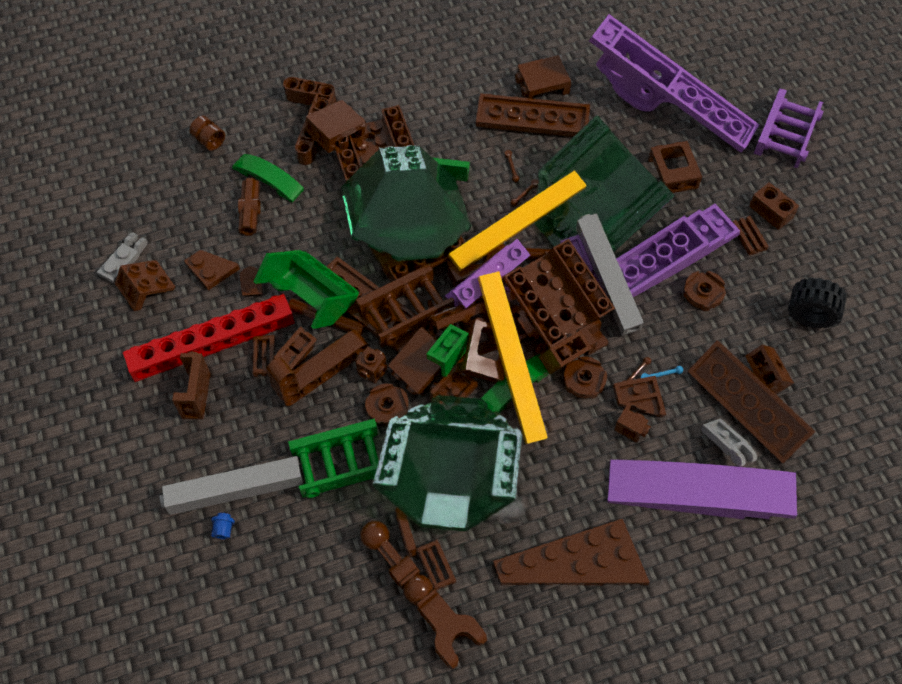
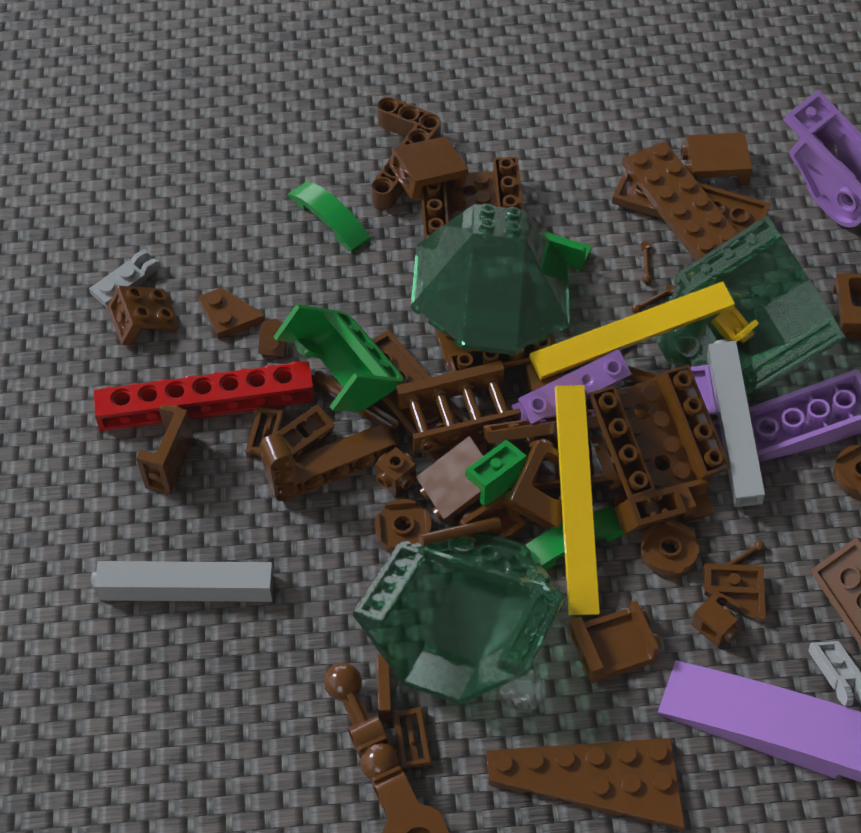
camera: 15 degrees right, 5 degrees down
(207, 133) = (267, 146): reddish brown wheel -> none
(222, 526) = (158, 627): blue hose -> none
(249, 207) = (295, 247): reddish brown piece -> none
(323, 443) = (311, 554): green fence -> none
(431, 400) = (459, 531): none -> reddish brown bar
(525, 115) = (679, 199): none -> reddish brown plate
(564, 456) = (614, 642): none -> reddish brown panel
(588, 202) = (733, 325): none -> yellow bracket
(679, 369) = (798, 566): dark azure hinge -> none

